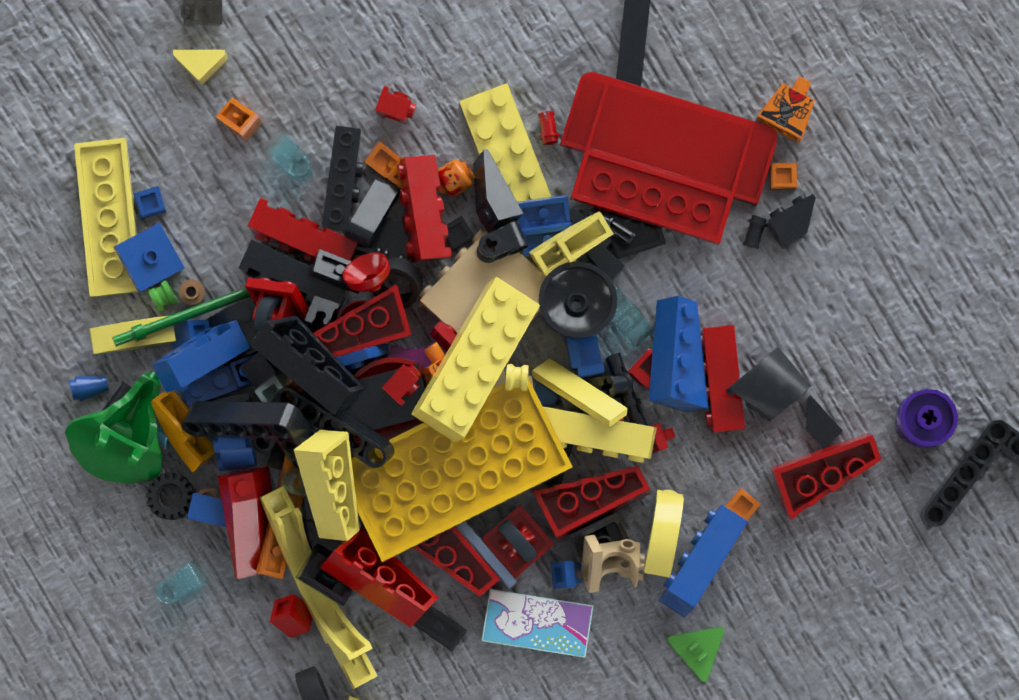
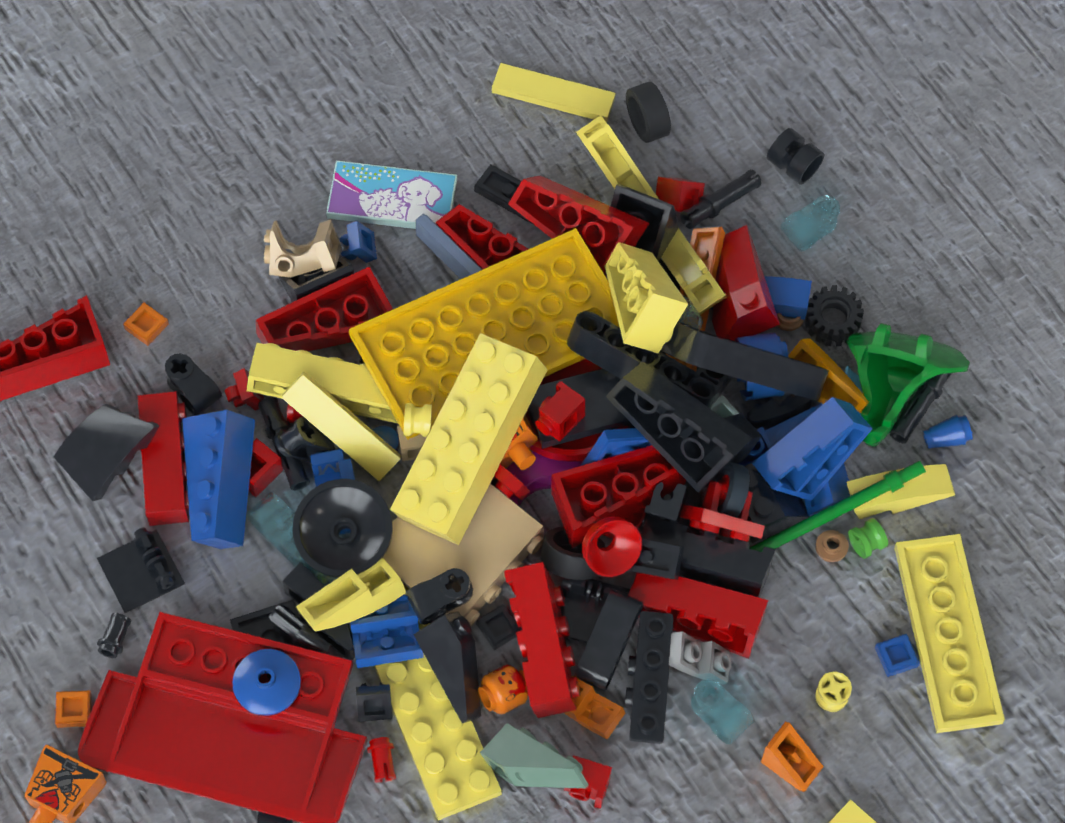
camera: 175 degrees right, 20 degrees down
(149, 257) = (890, 580): blue plate -> none
(182, 642) = (797, 157): none -> black wheel
(200, 167) = (837, 685): none -> light yellow wheel
(264, 603) = (710, 205): none -> black pin
(303, 197) = (699, 659): none -> light grey slope
(442, 118) = (528, 763): none -> sand green slope
(517, 541) = (414, 271): red plate -> none
(554, 171) = (373, 702): none -> black tile
(635, 195) = (272, 696): none -> blue dish
(664, 533) = (237, 279): light yellow arch -> none
(698, 440) = (191, 383): none -> black piece
(698, 649) = (204, 176): bright green piece -> none
(703, 560) = (194, 255): blue wedge -> none
(736, 286) = (140, 570): none -> black hinge
(793, 222) = (63, 647): black slope -> none
(820, 424) = (44, 415): black tile -> none

